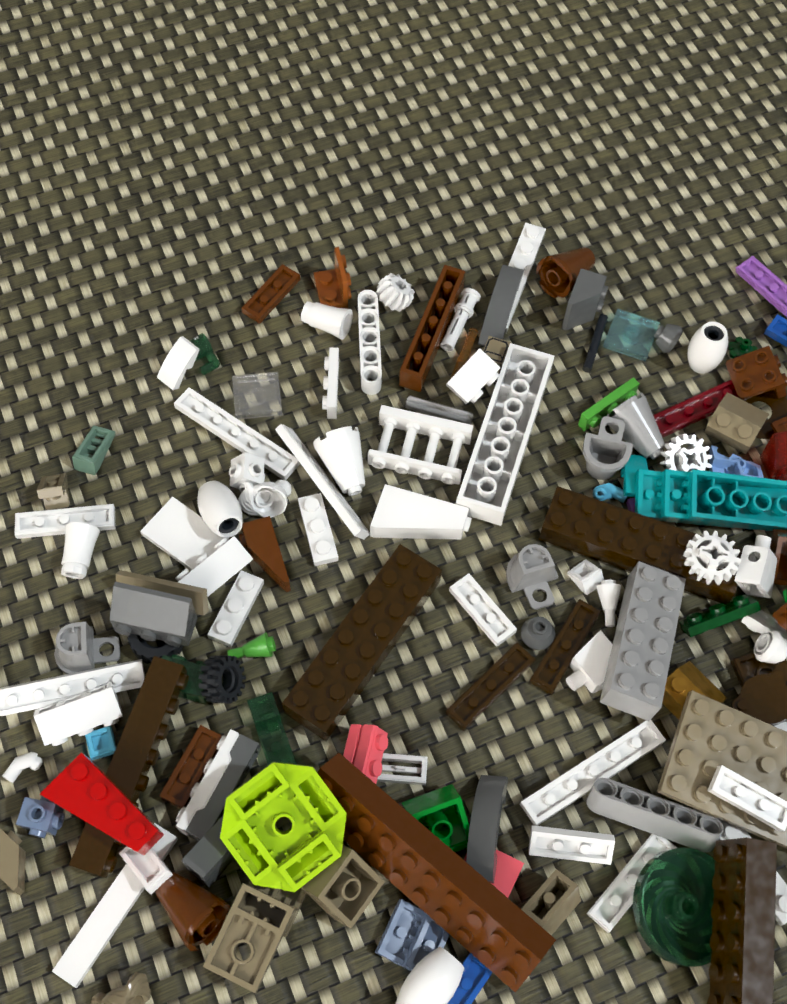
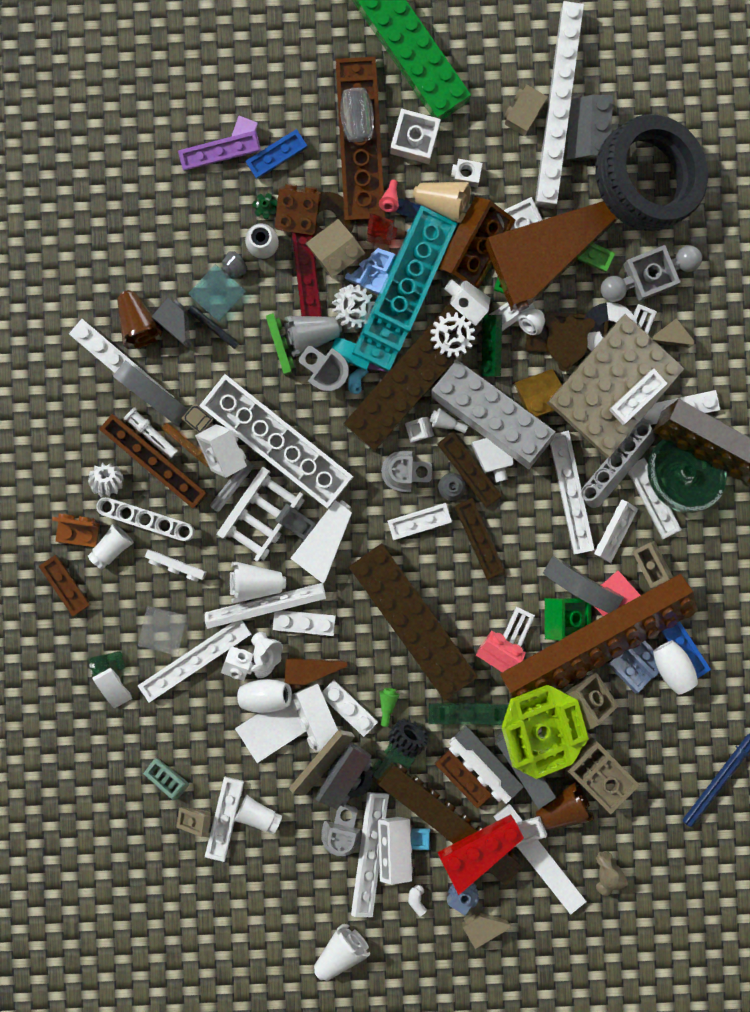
camera: 65 degrees left, 25 degrees up
(428, 474) = (295, 521): none -> dark grey tile

